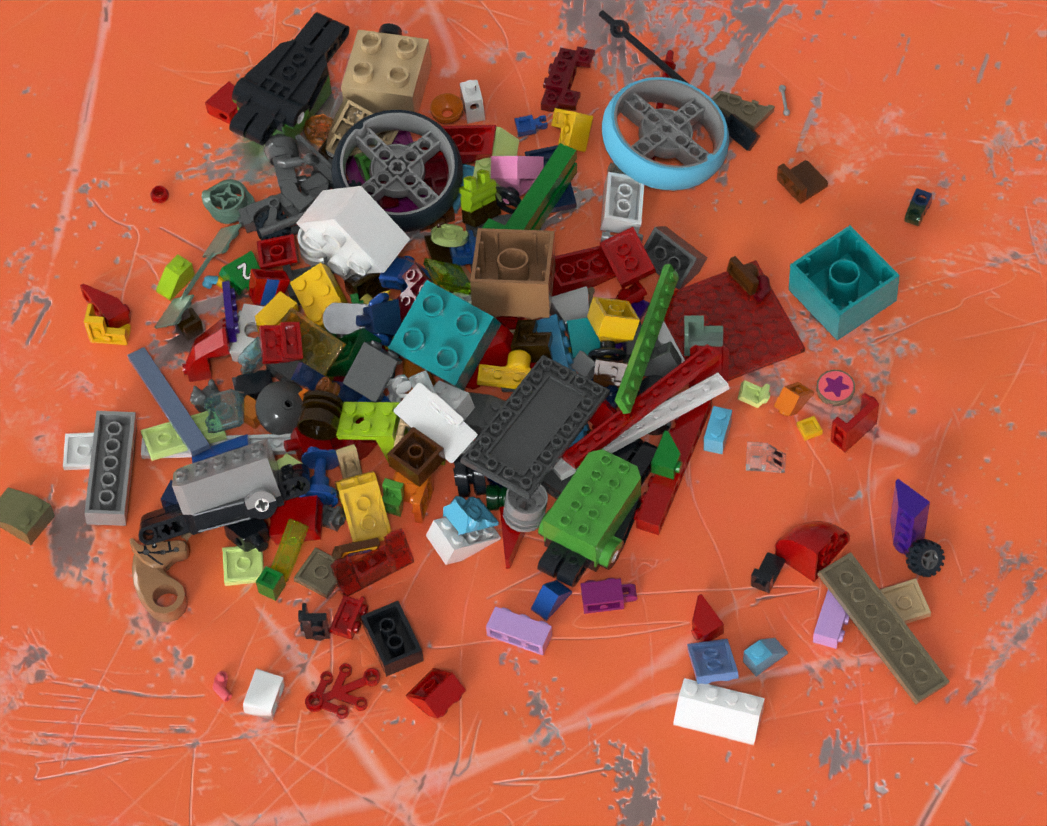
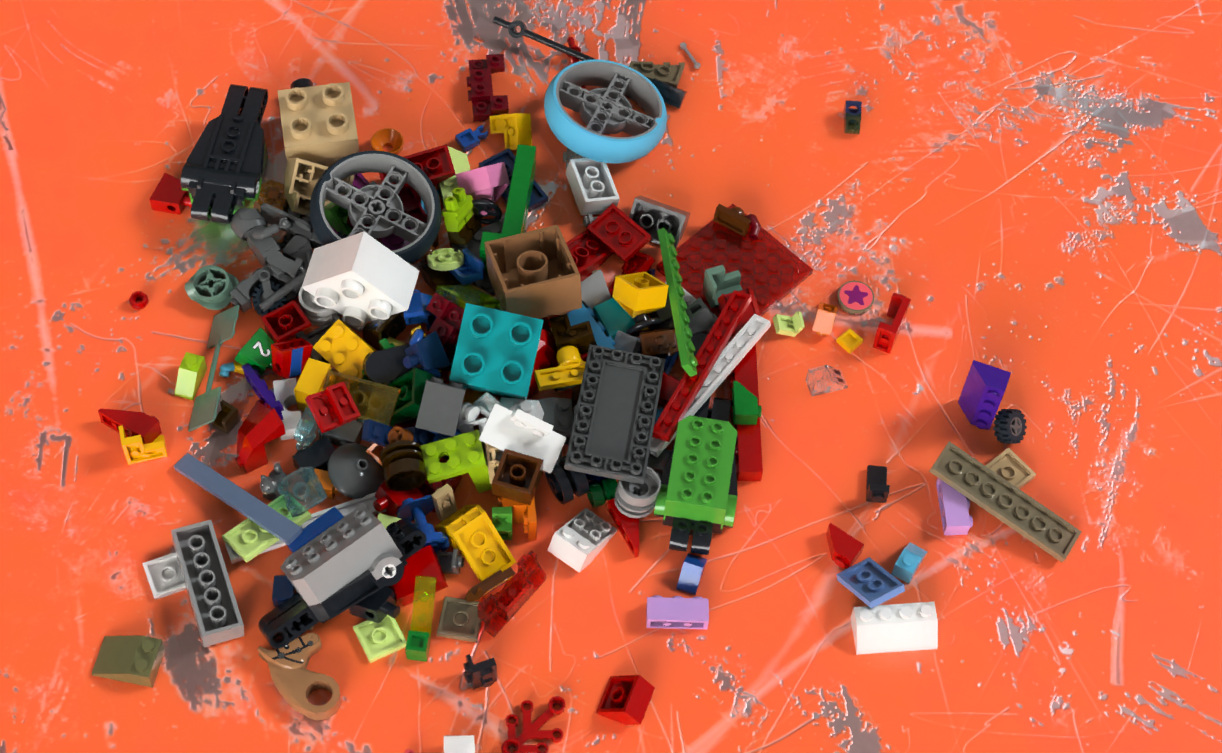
camera: 30 degrees left, 0 degrees up
(348, 617) = (508, 653): red bracket -> none
(392, 638) = (562, 660): black brick -> none
(469, 515) = (584, 518): medium azure slope -> none
(471, 94) = (408, 124): white torso -> none
(606, 595) = (741, 552): magenta brick -> none
(717, 430) = (772, 367): medium azure brick -> none
(801, 181) = (740, 122): reddish brown bracket -> none
(811, 547) = (905, 448): red brick -> none
(843, 282) = (826, 200): teal brick -> none

